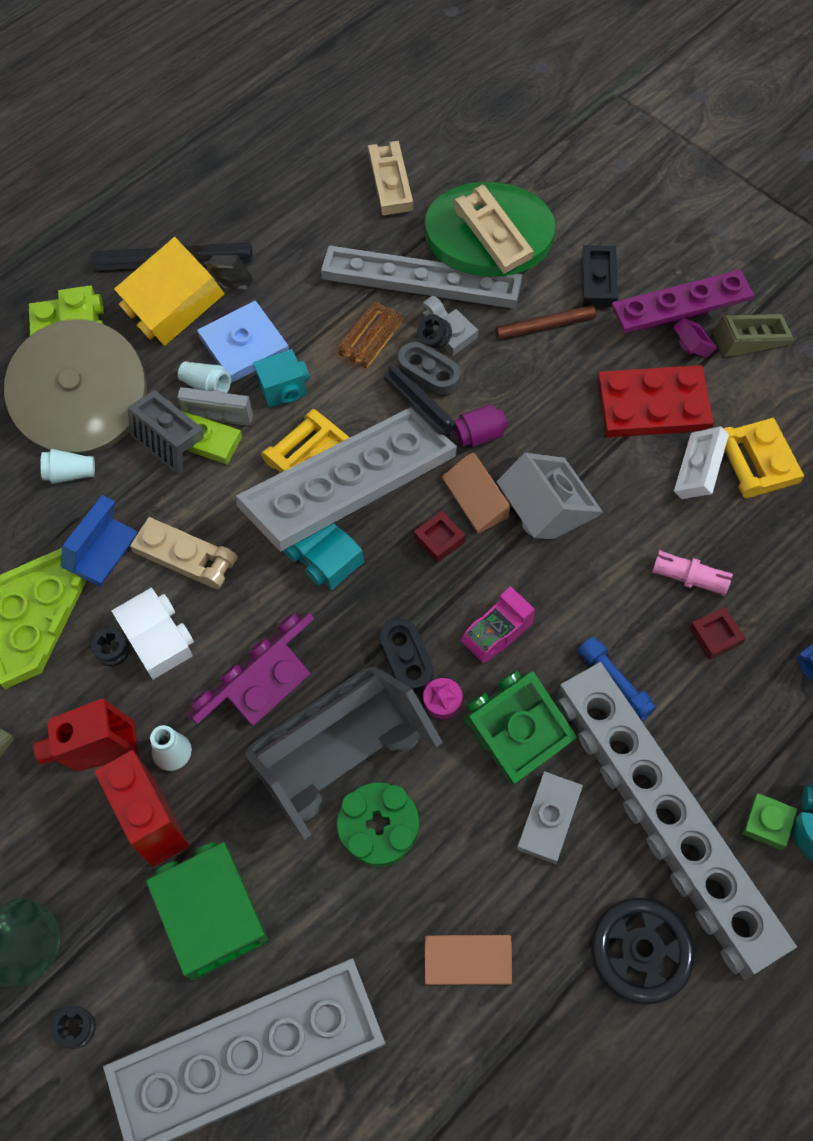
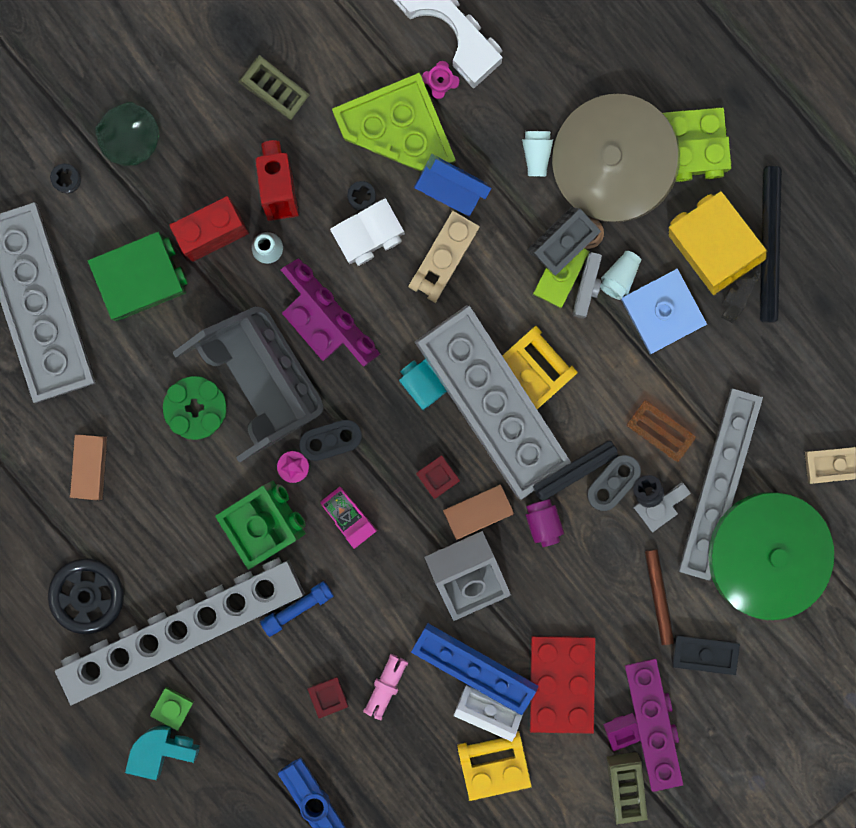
camera: 90 degrees right, 25 degrees up
(281, 378) = (611, 347): teal brick -> none
(493, 229) = (745, 556): tan plate -> none
(549, 817) = (189, 540): light grey plate -> none
(653, 481) = (474, 669): none -> blue plate

